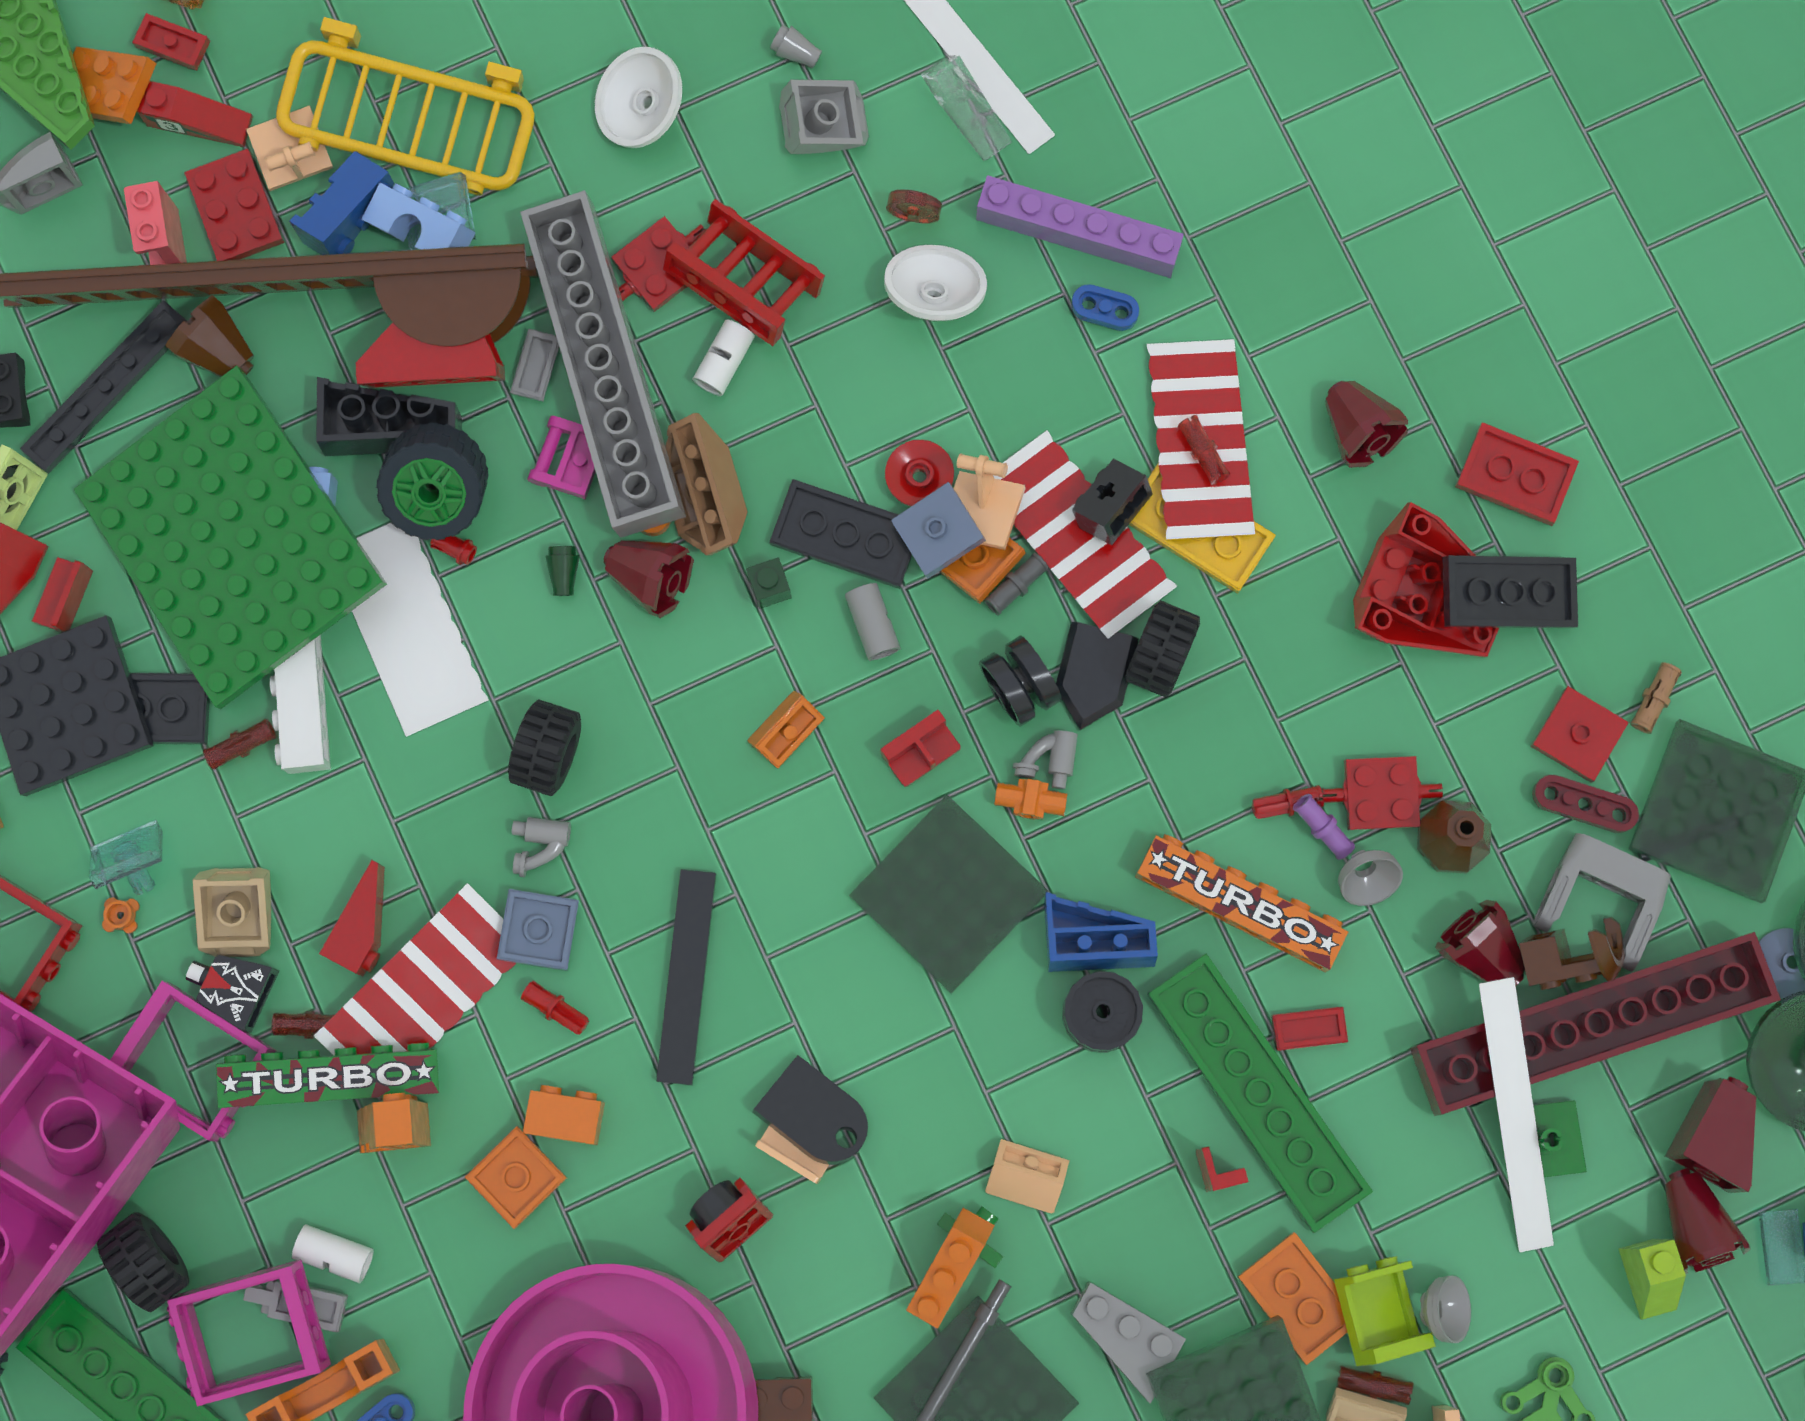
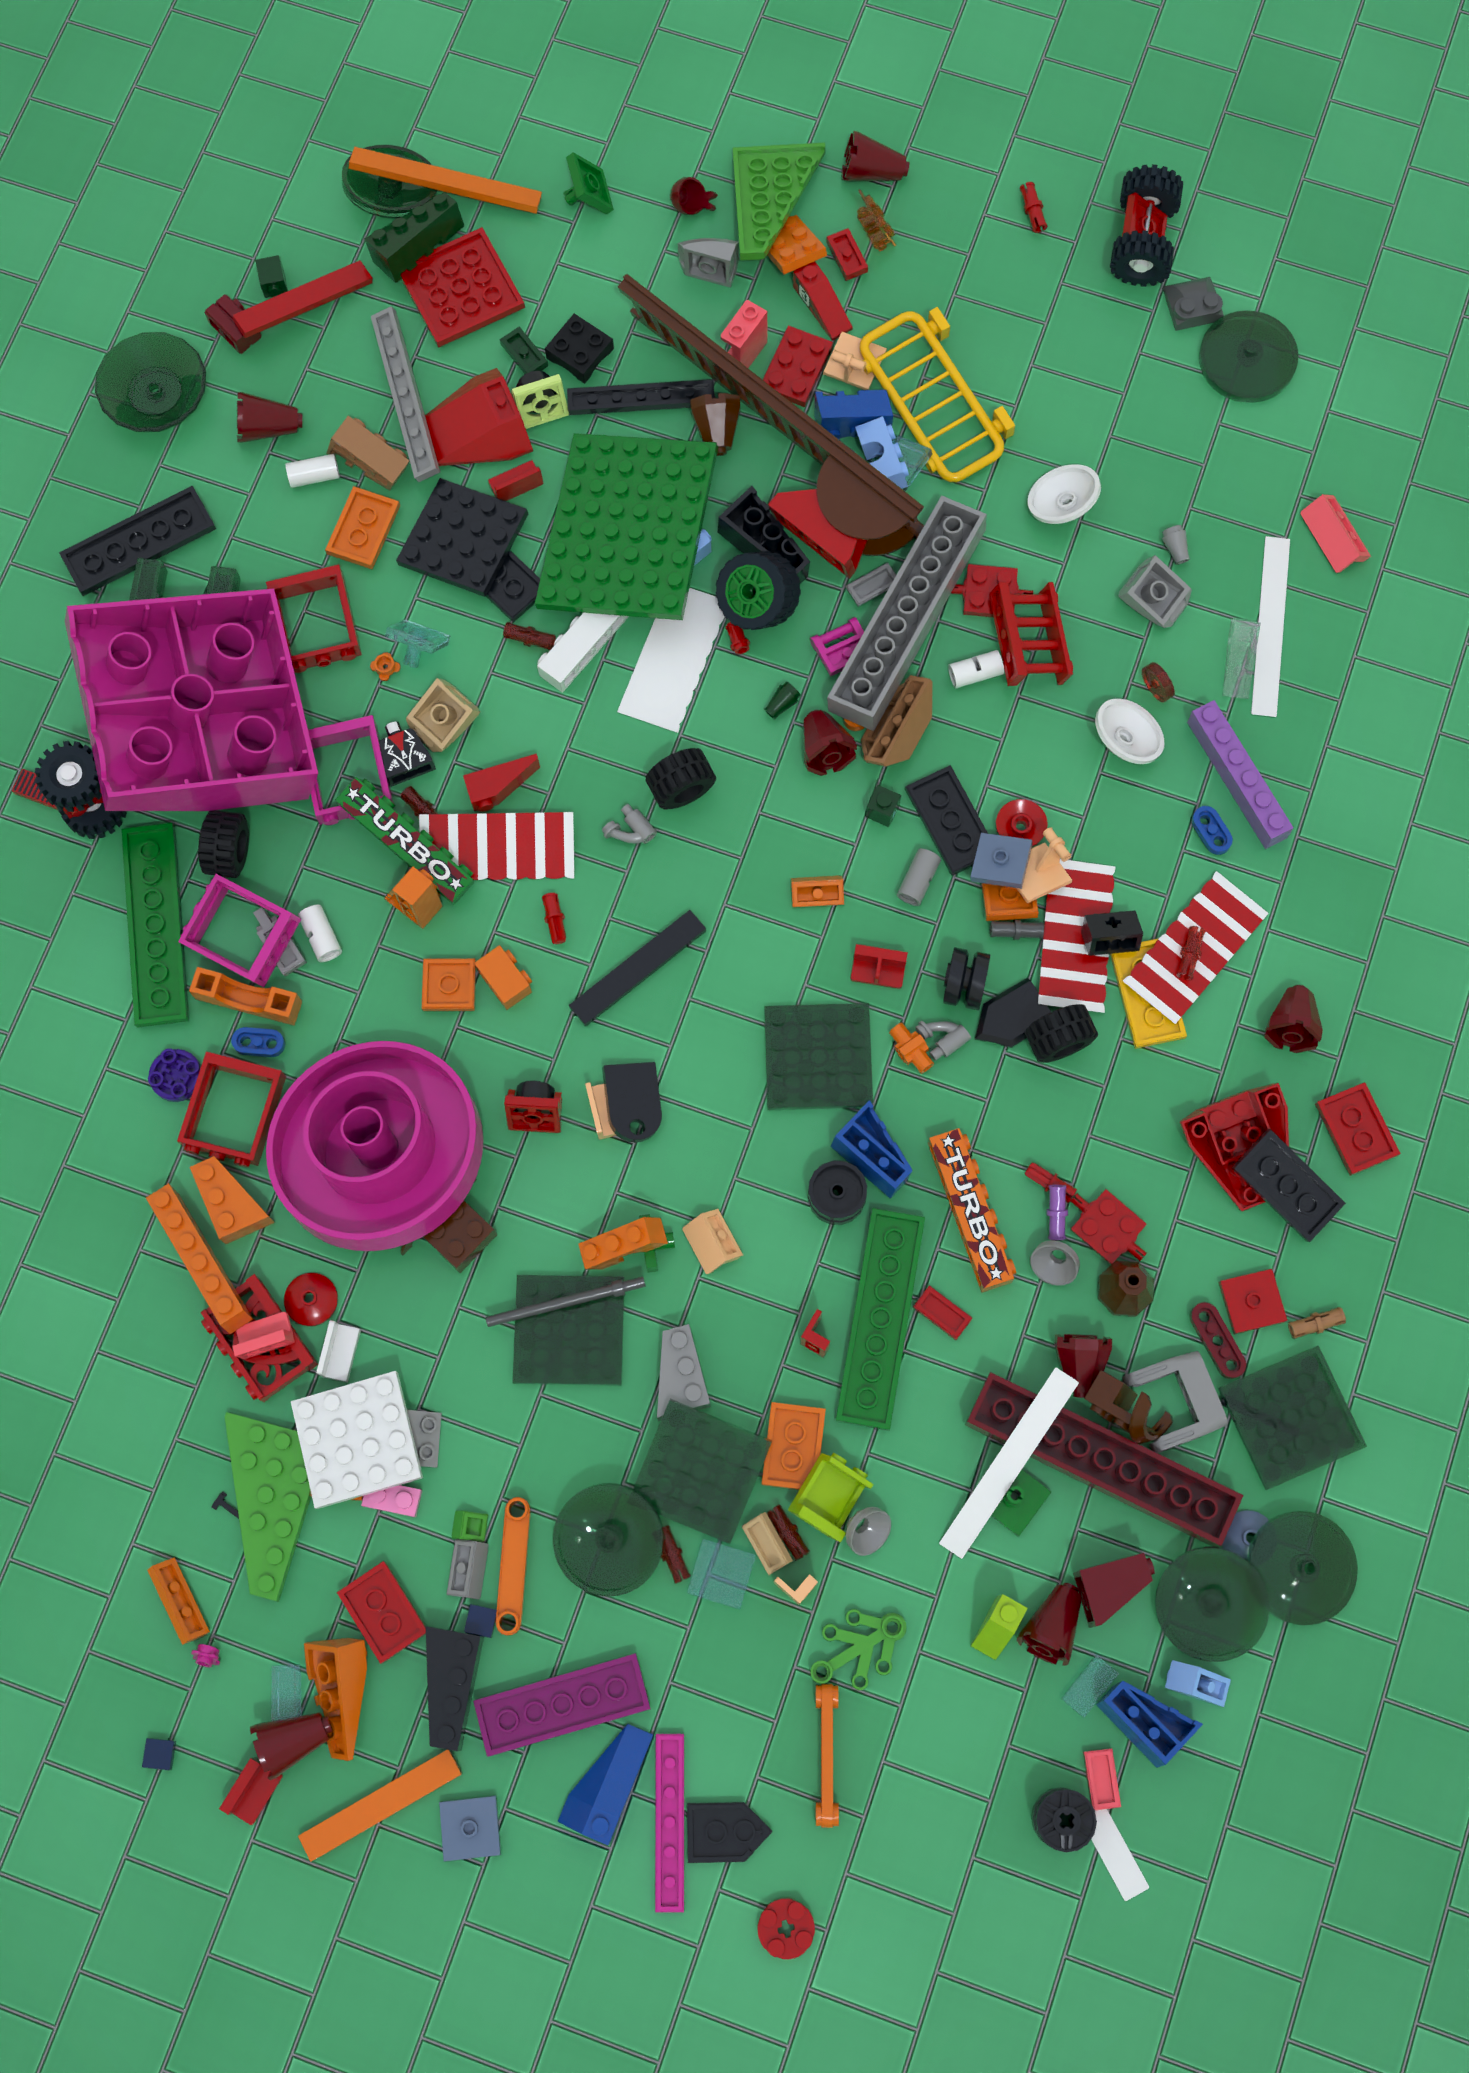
camera: 45 degrees right, 5 degrees down
(537, 930) = (585, 870): sand blue plate -> none

